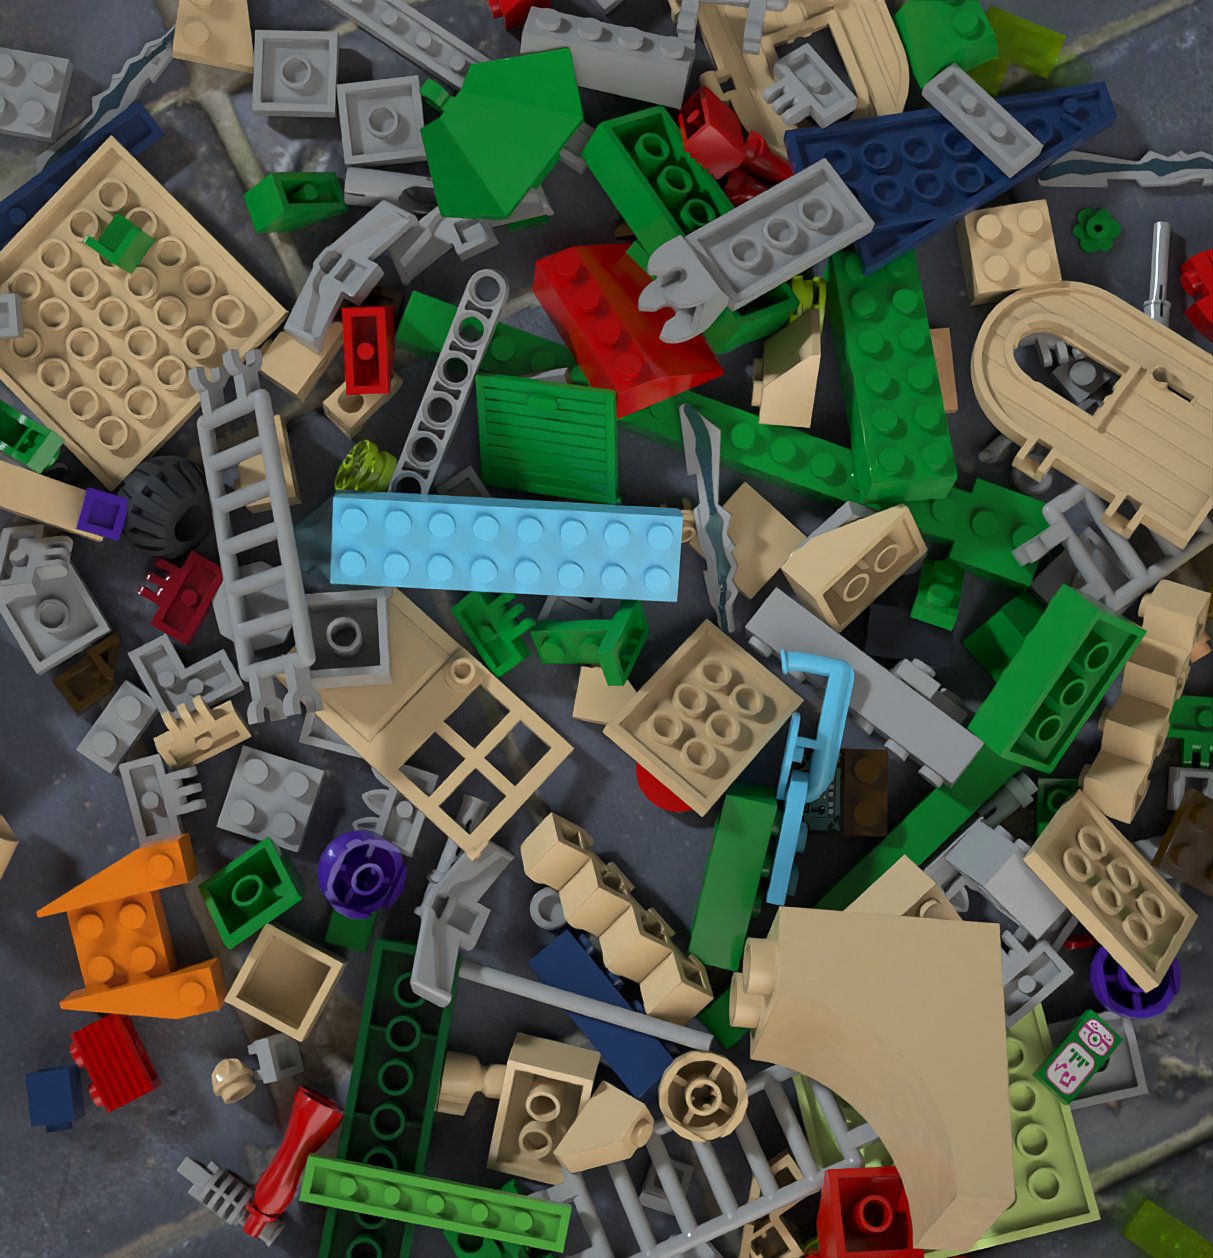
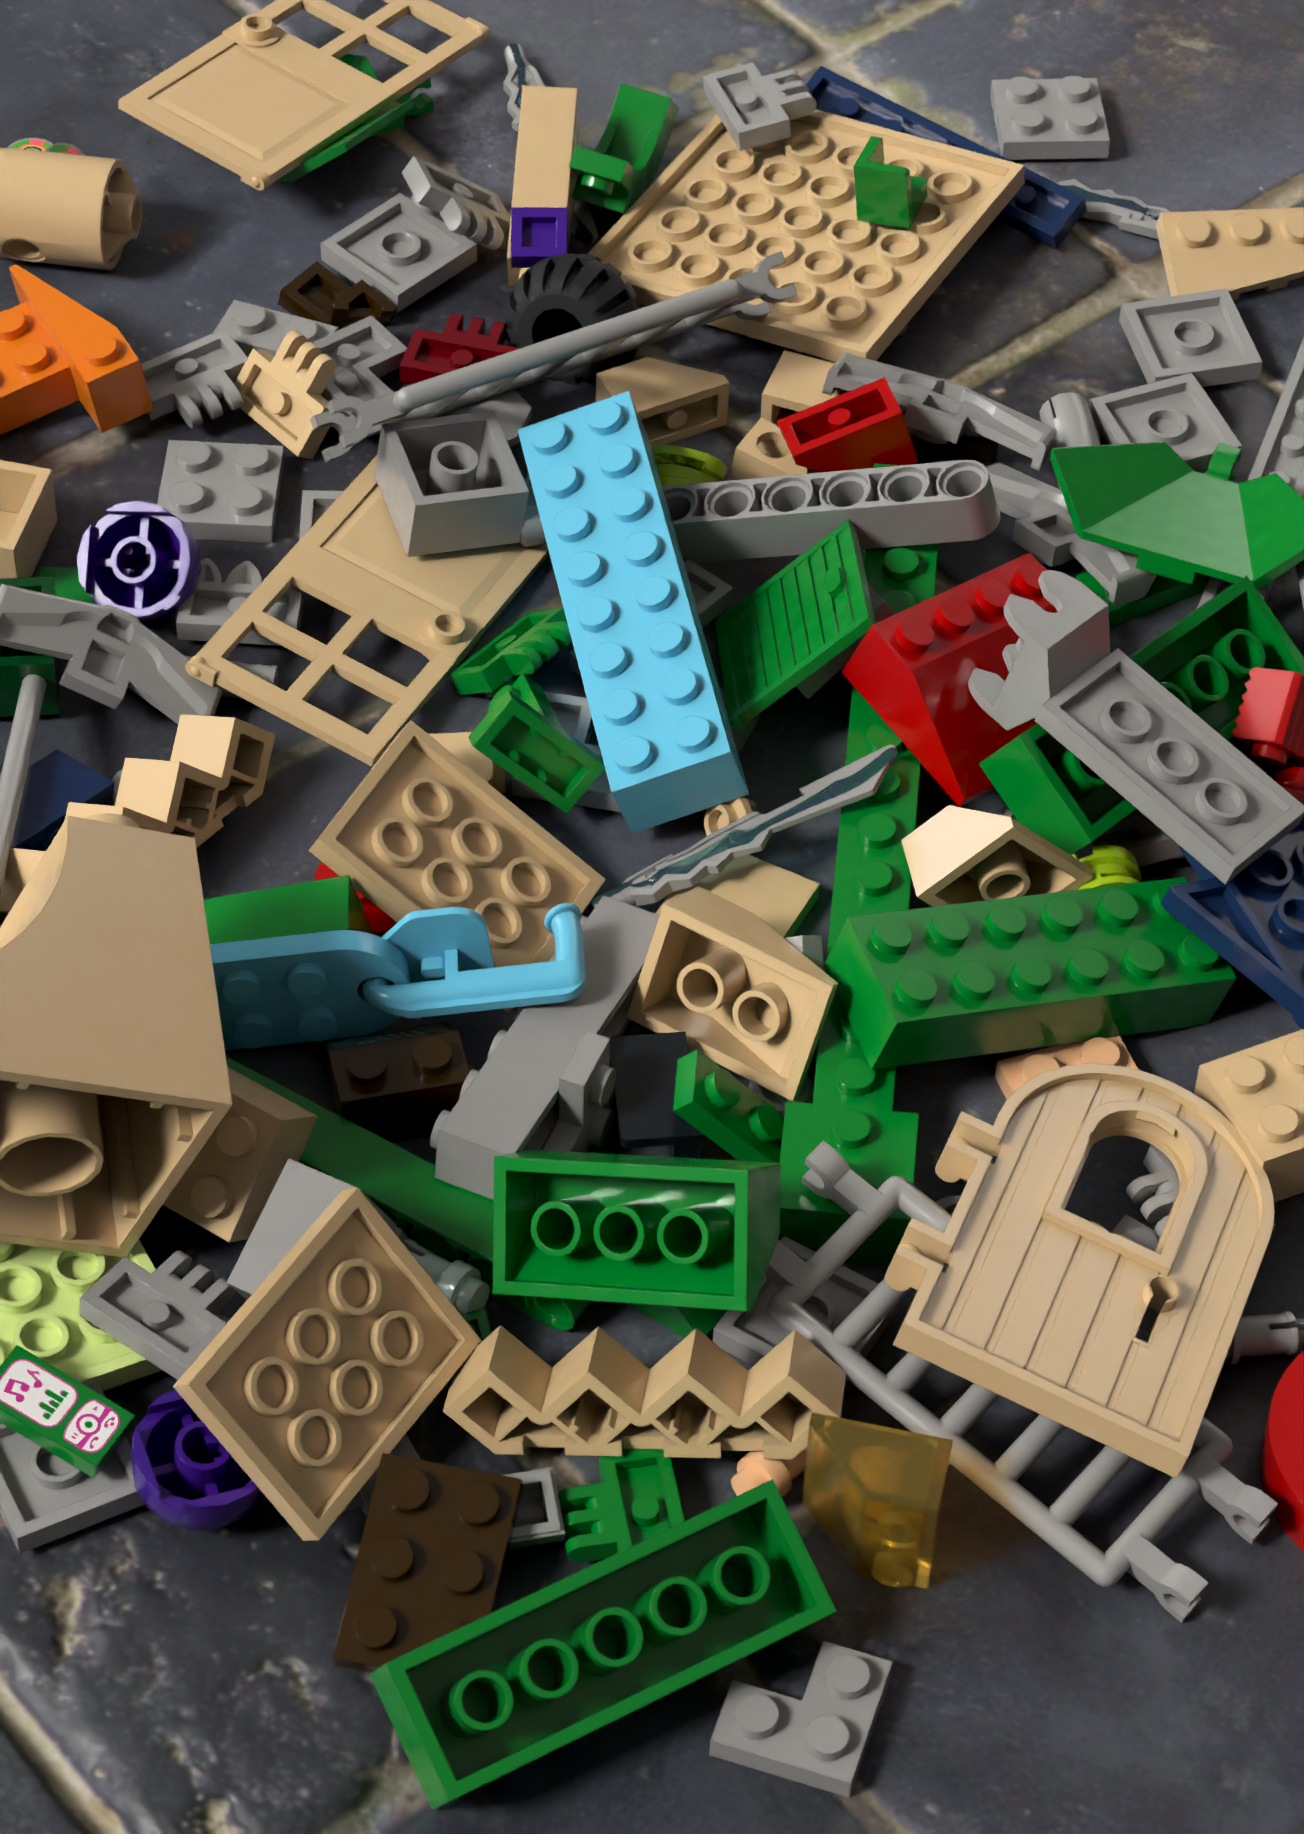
camera: 75 degrees right, 35 degrees down
(252, 891) = (86, 461): green slope -> none
(294, 200) = (1018, 359): green slope -> none

